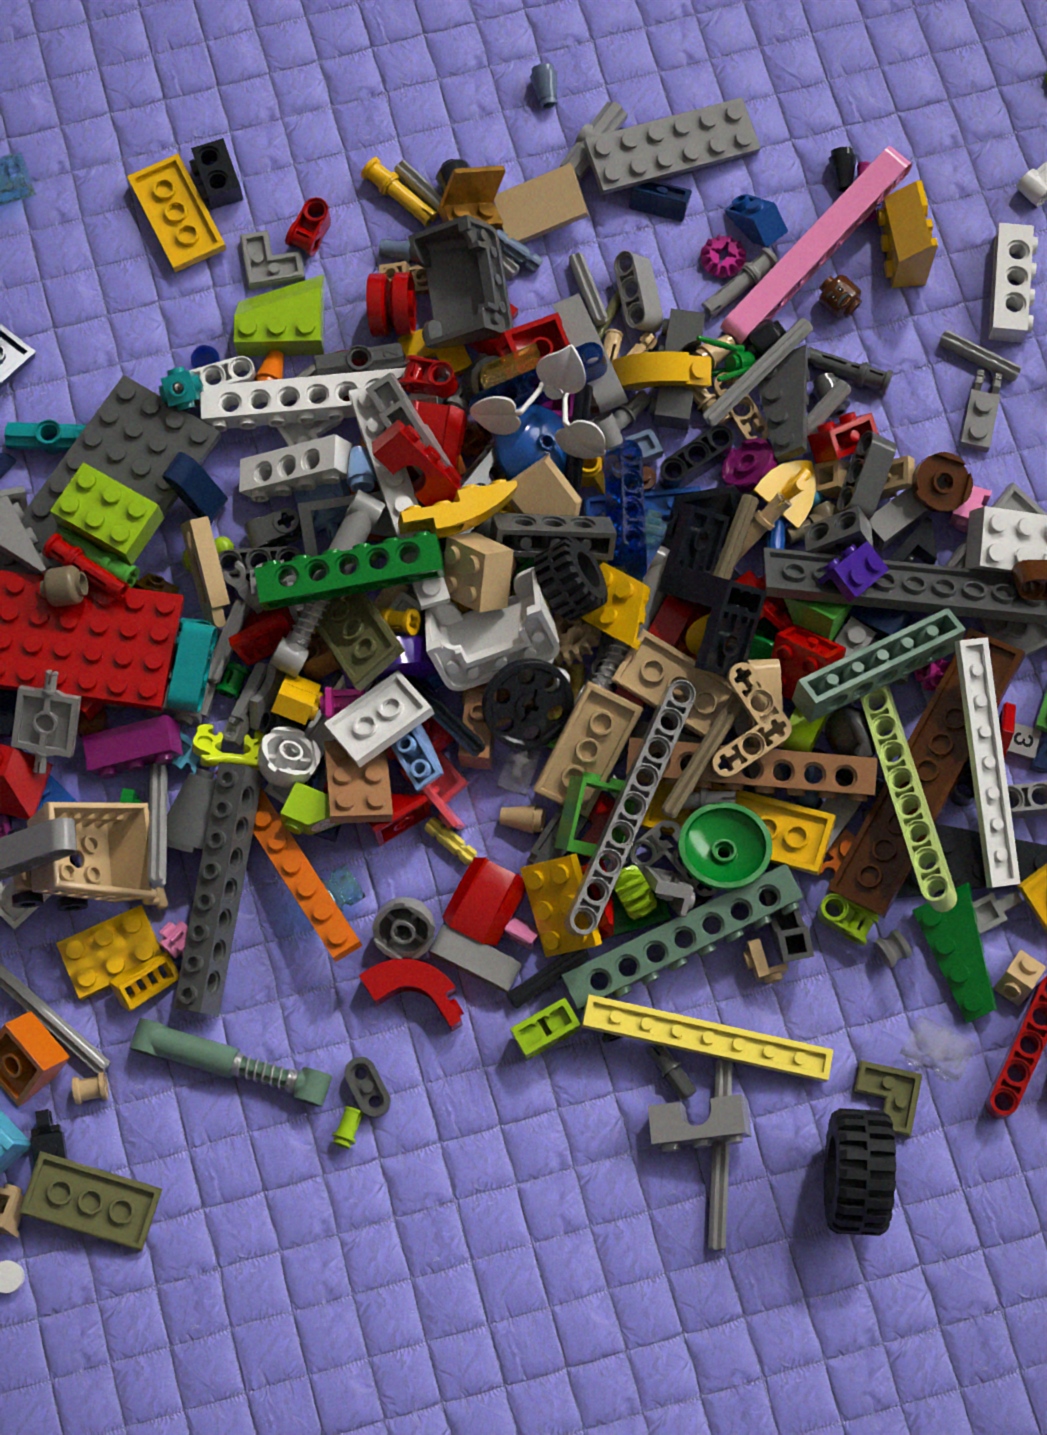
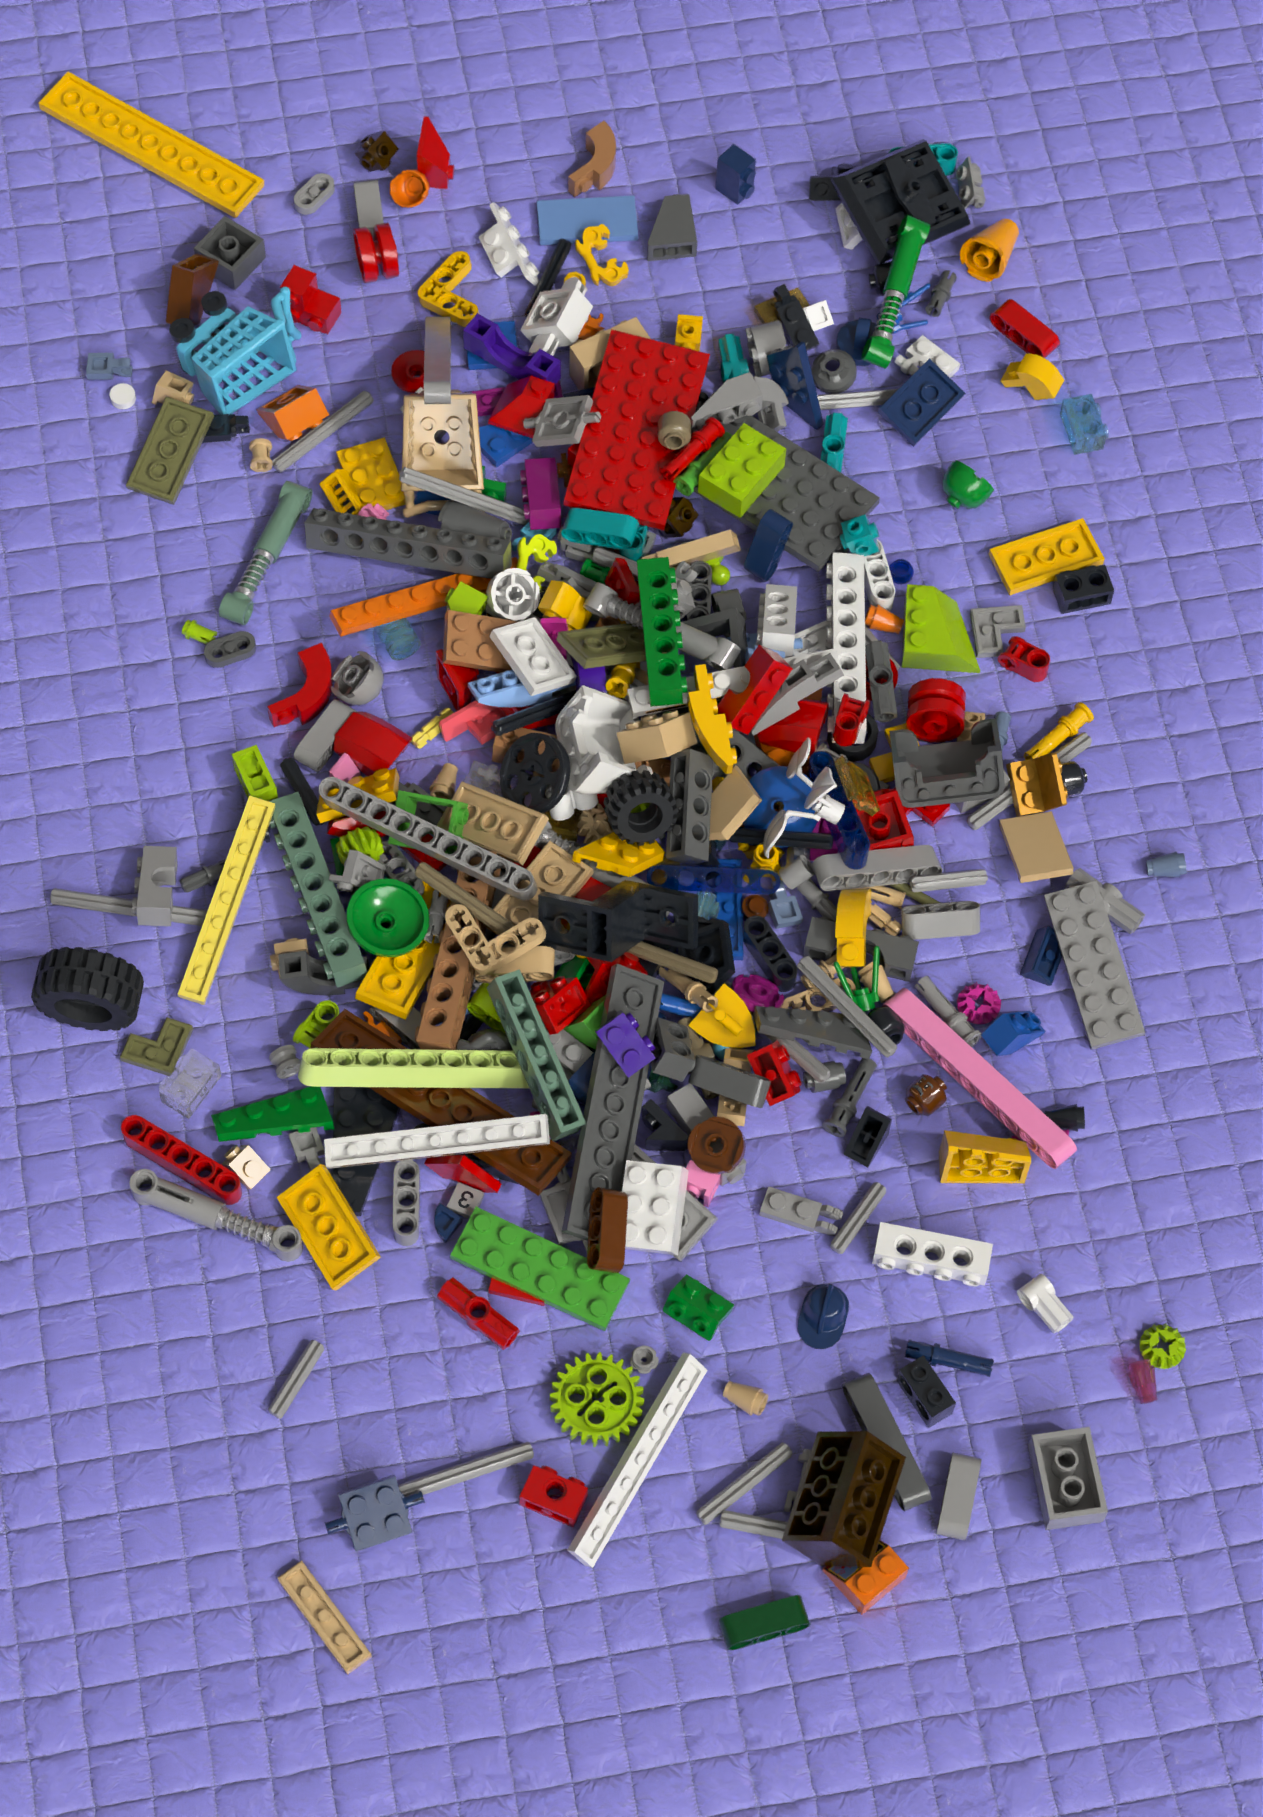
camera: 90 degrees right, 10 degrees down
(95, 295) = (965, 487): none -> green cylinder
(519, 252) = (991, 824): sand blue axle -> none
(894, 349) = (868, 1136): none -> black slope

